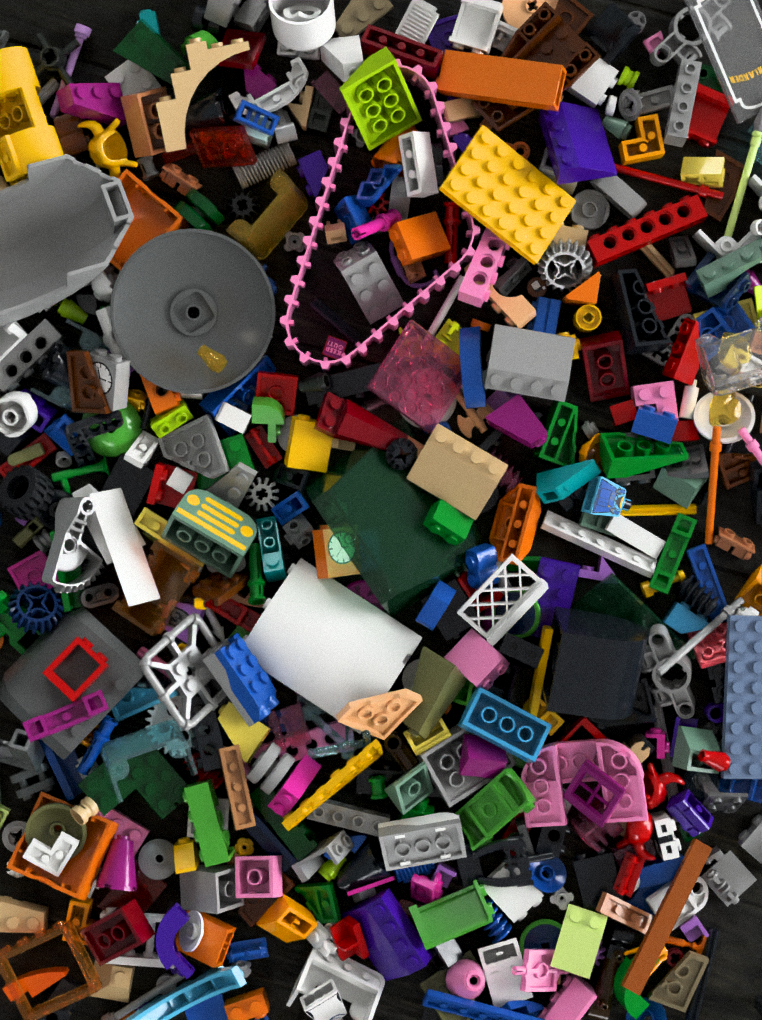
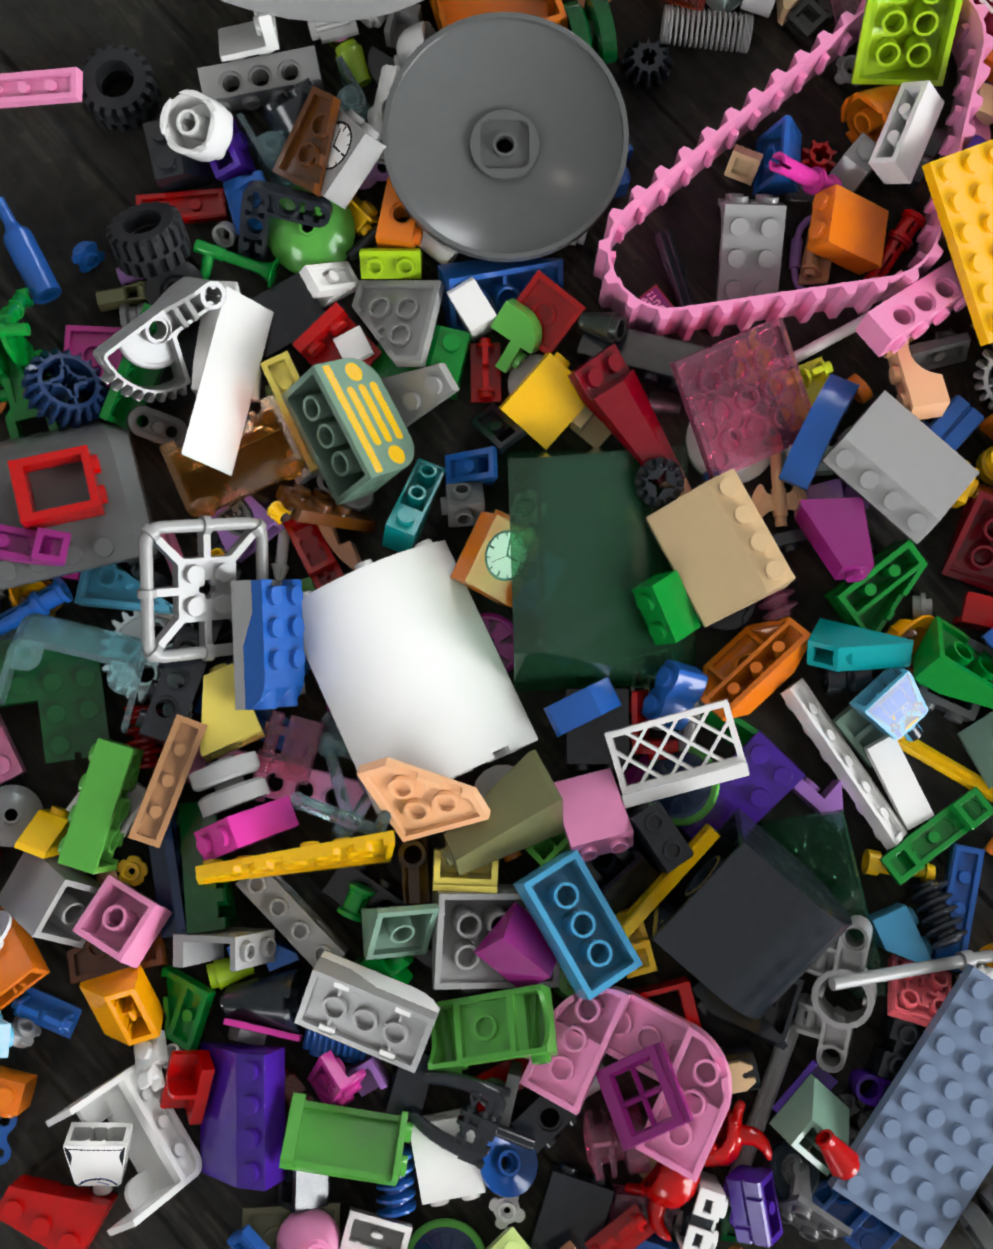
camera: 30 degrees right, 5 degrees down
(26, 454) = (182, 196): olive bar -> none
(213, 359) = (493, 208): clear yellow cone -> none
(256, 583) = (367, 533): green pin -> none
(265, 500) = (449, 419): light grey gear -> none
(274, 221) = (680, 95): clear yellow windscreen -> none
(289, 241) = (682, 137): light grey plate -> none
(313, 169) = (759, 66): dark purple slope -> none
(377, 183) = (827, 130): blue slope -> none
(536, 287) = (959, 384): reddish brown tile -> none
(662, 745) = (770, 1088): dark pink bracket -> none

